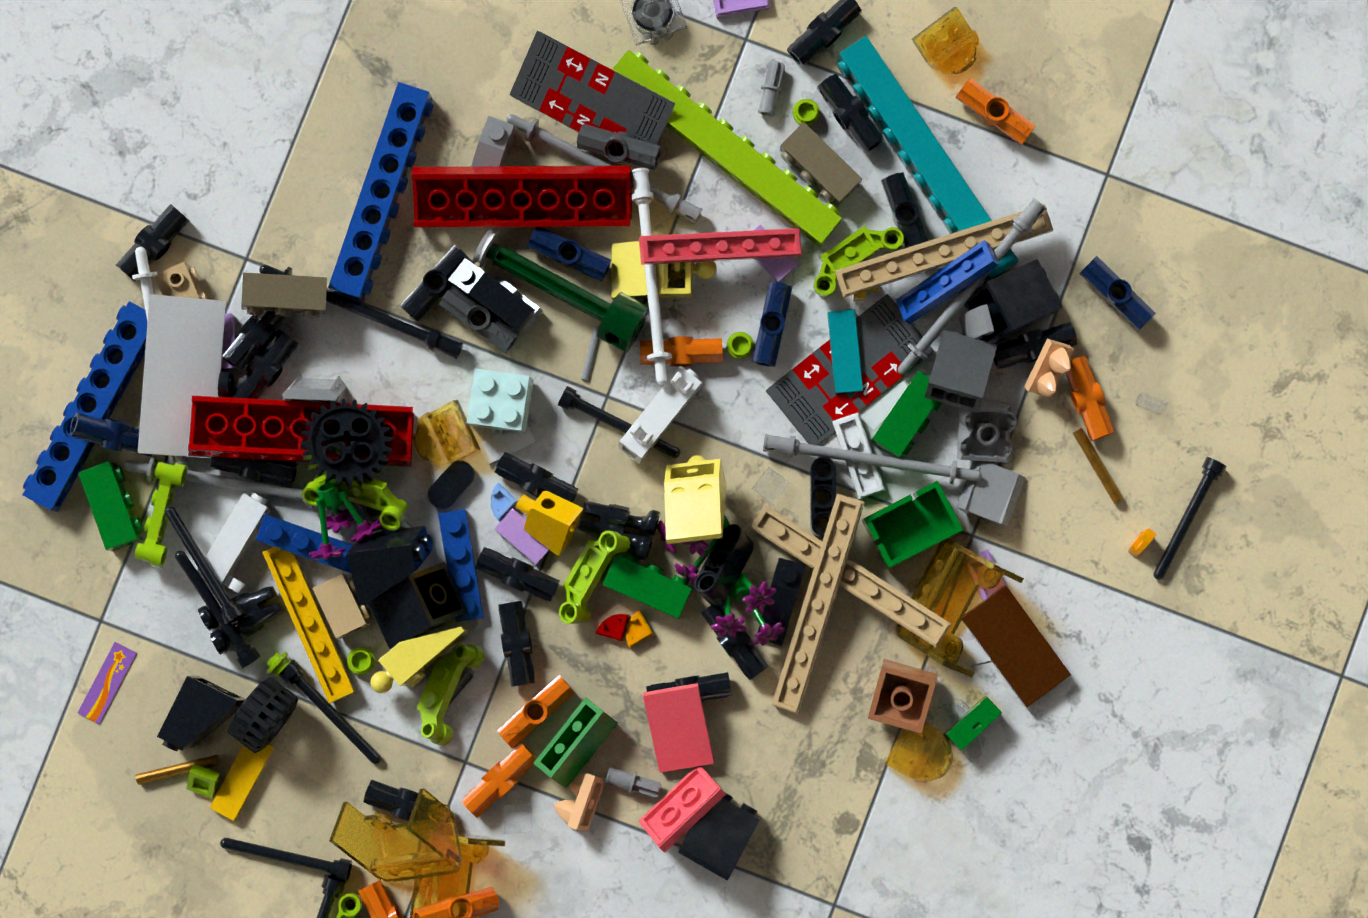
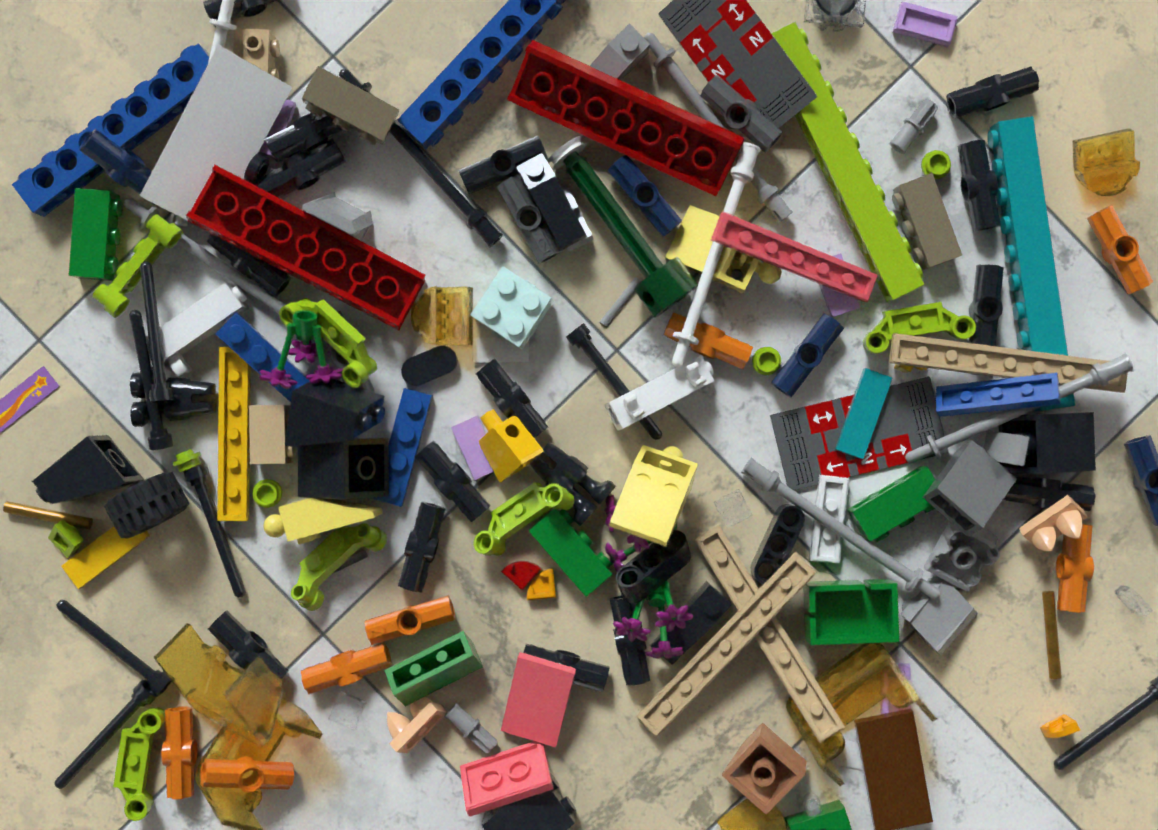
camera: 25 degrees right, 5 degrees up
(344, 419) = (333, 306): black gear -> none
(501, 501) = (470, 404): light blue tile -> none

